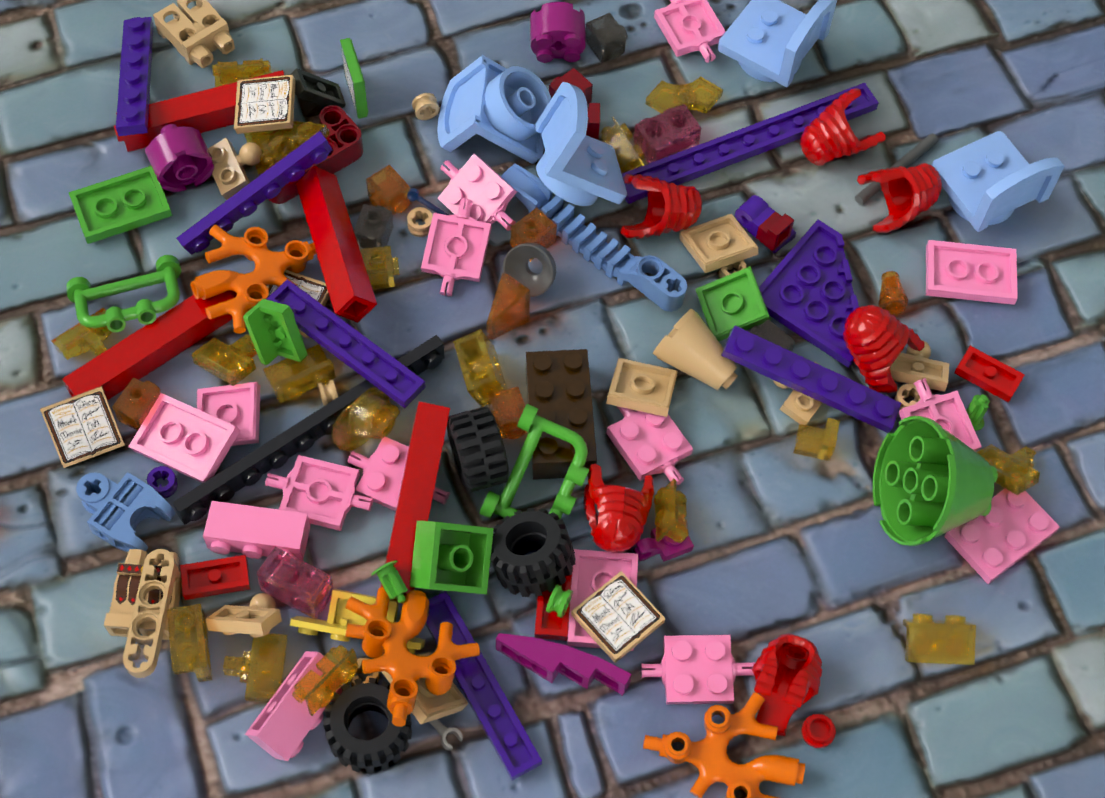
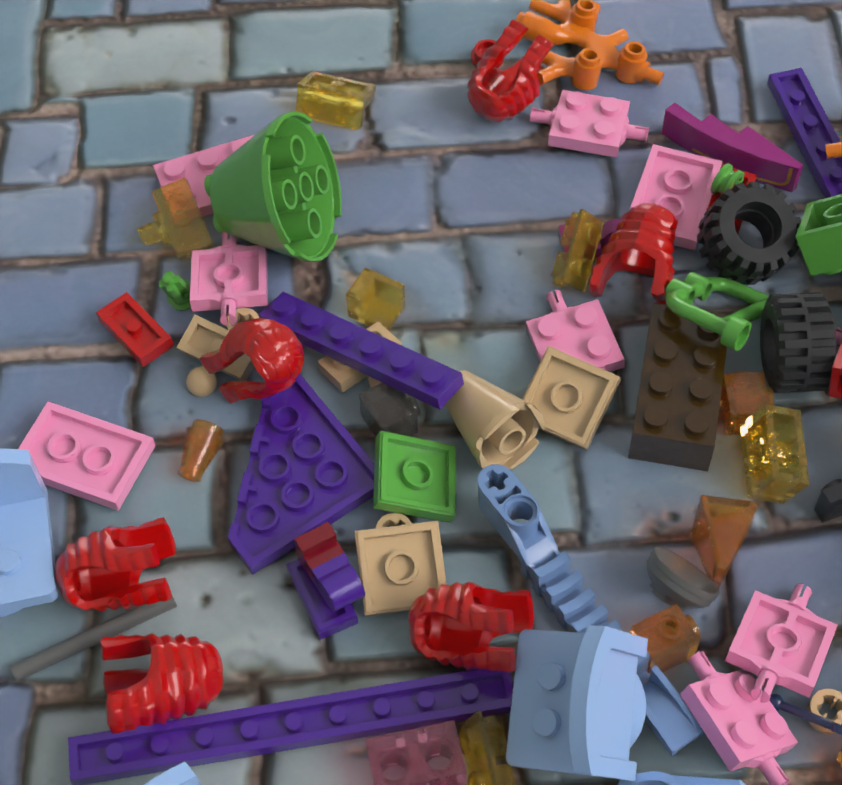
camera: 160 degrees left, 5 degrees down
(618, 616) = (665, 164): tile -> none

